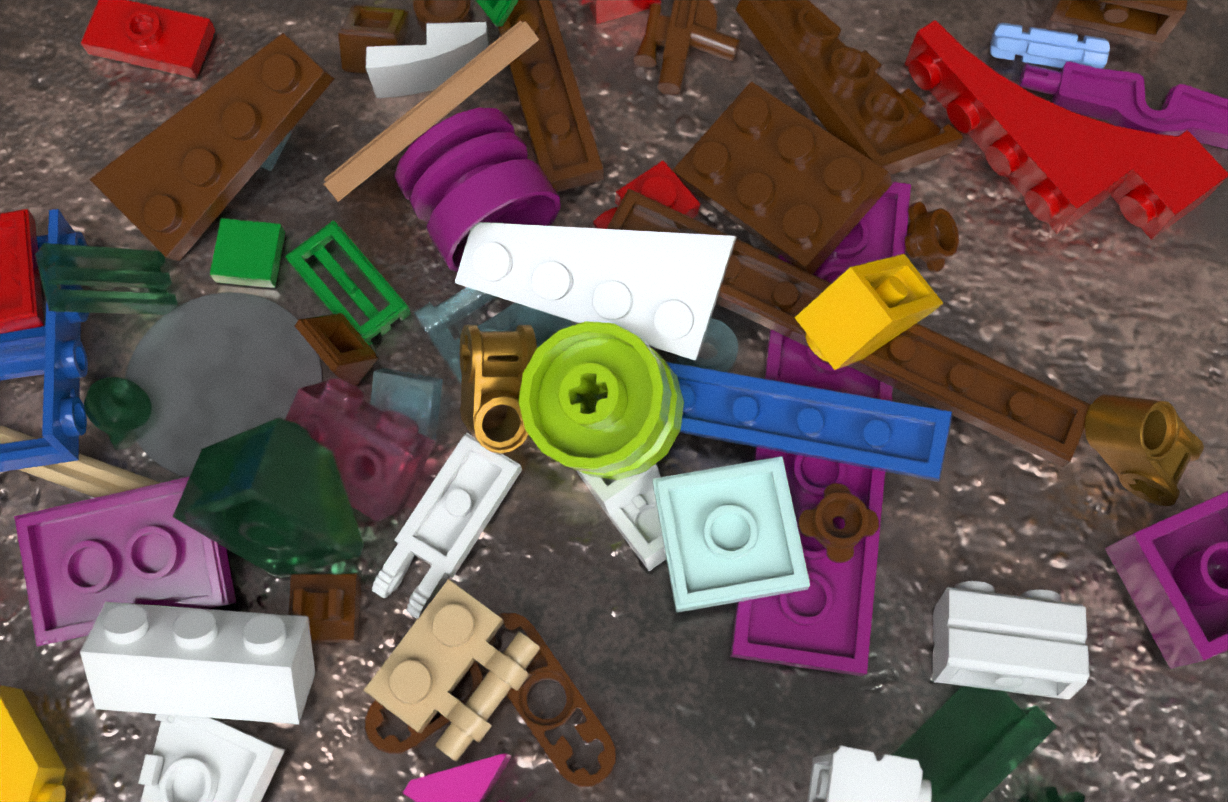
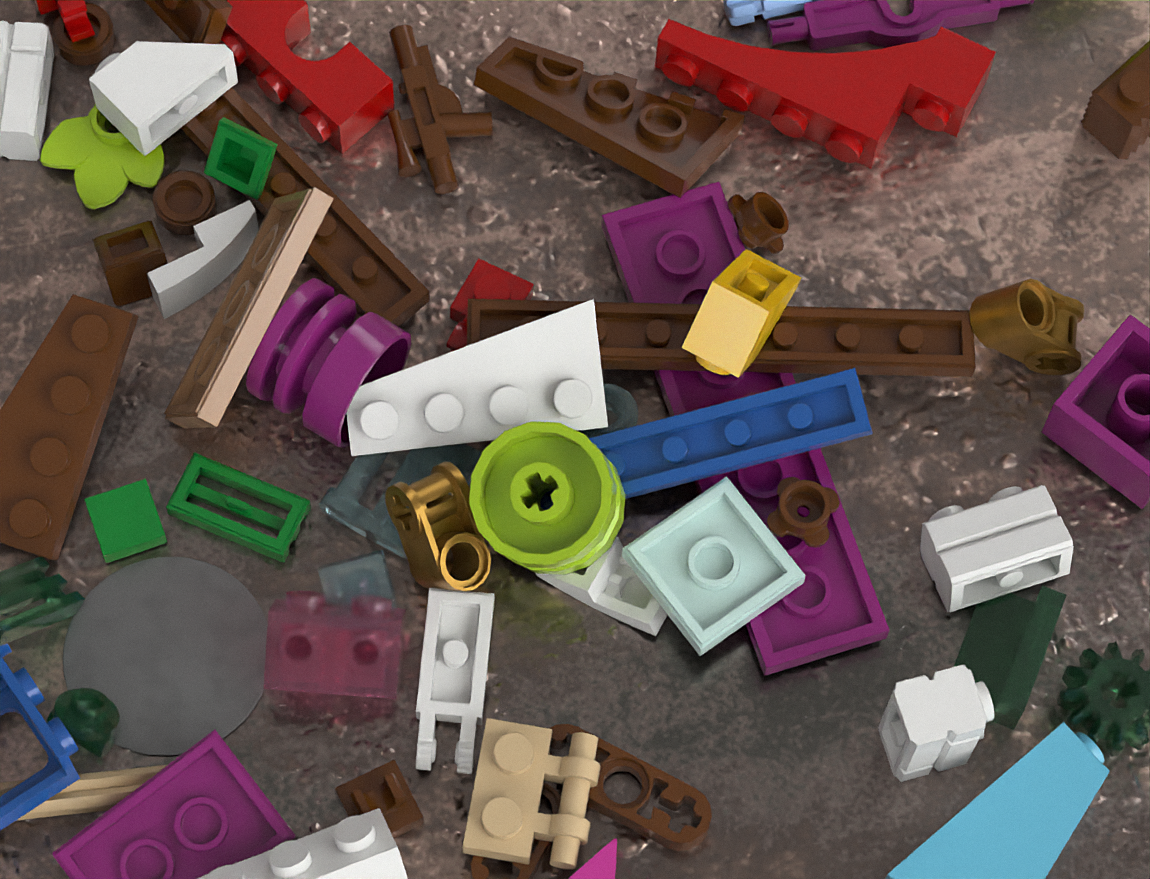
camera: 30 degrees left, 5 degrees down
(272, 500) = (297, 720): clear green slope -> none
(338, 346) = (268, 565): reddish brown slope -> none
(782, 177) = (599, 227): reddish brown plate -> none

